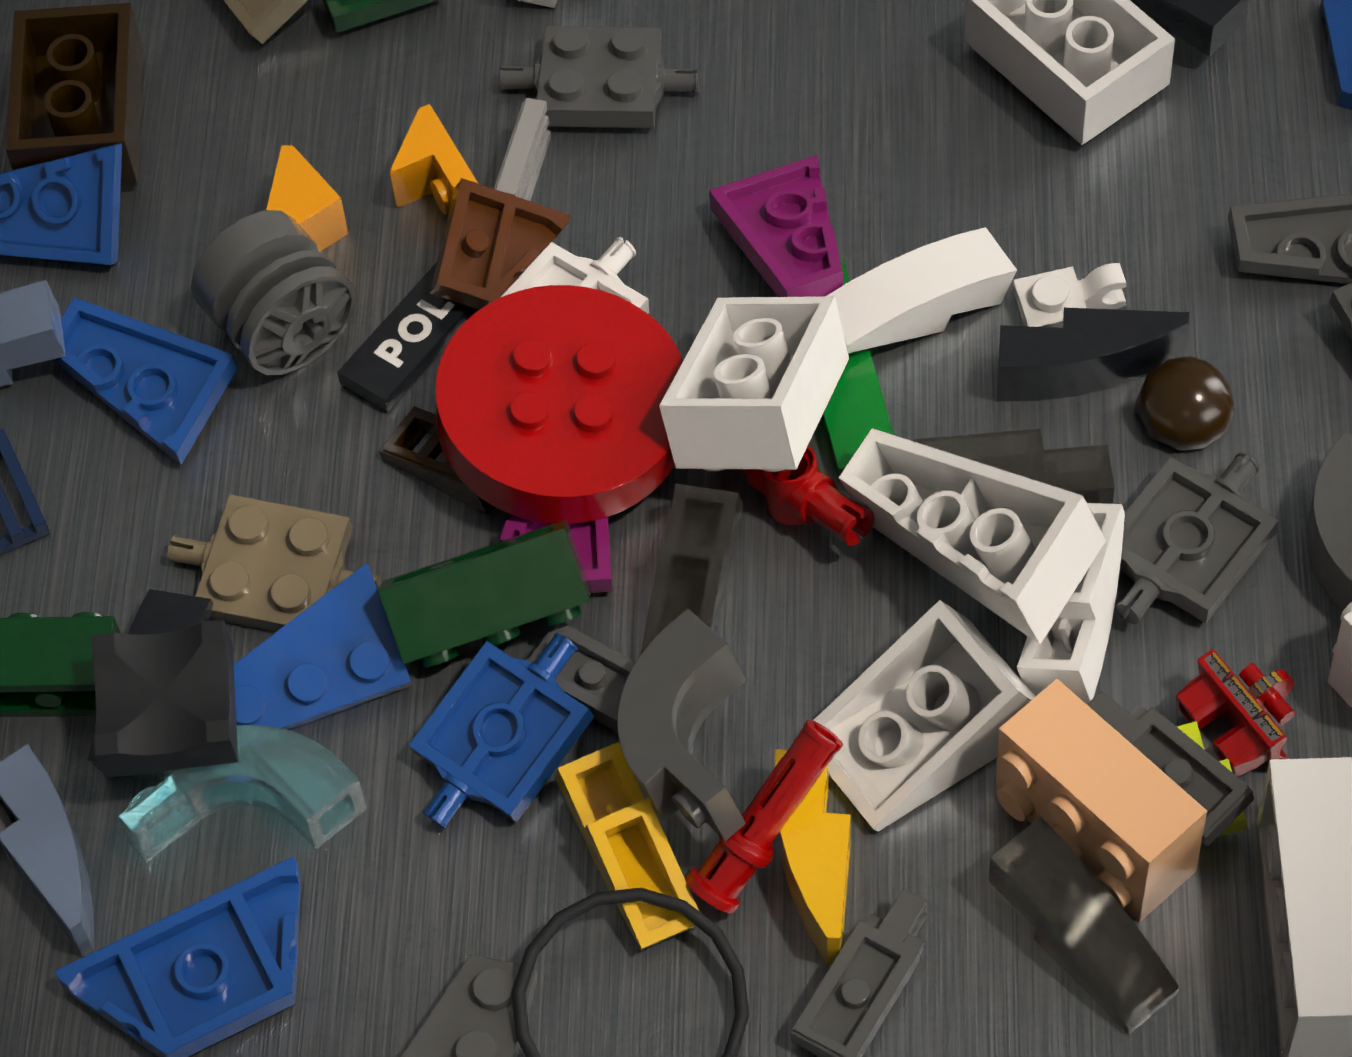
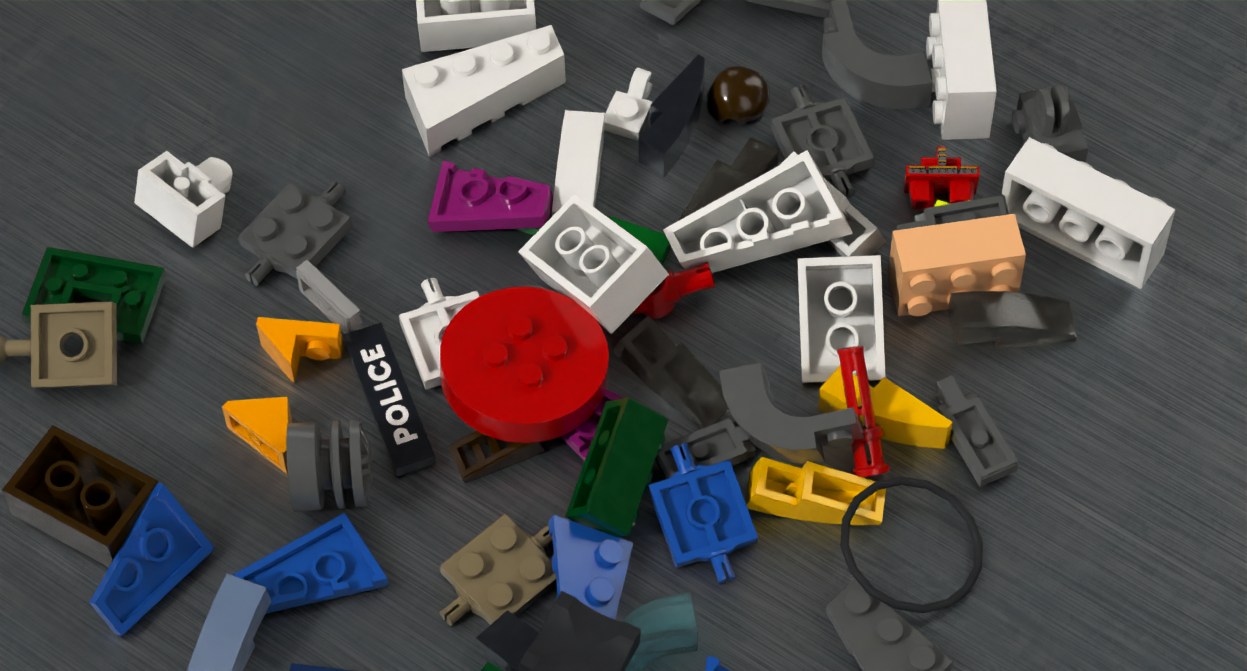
camera: 60 degrees left, 0 degrees up
(490, 243) = (380, 343): reddish brown wing -> none
(955, 121) = (480, 84): none -> white wedge

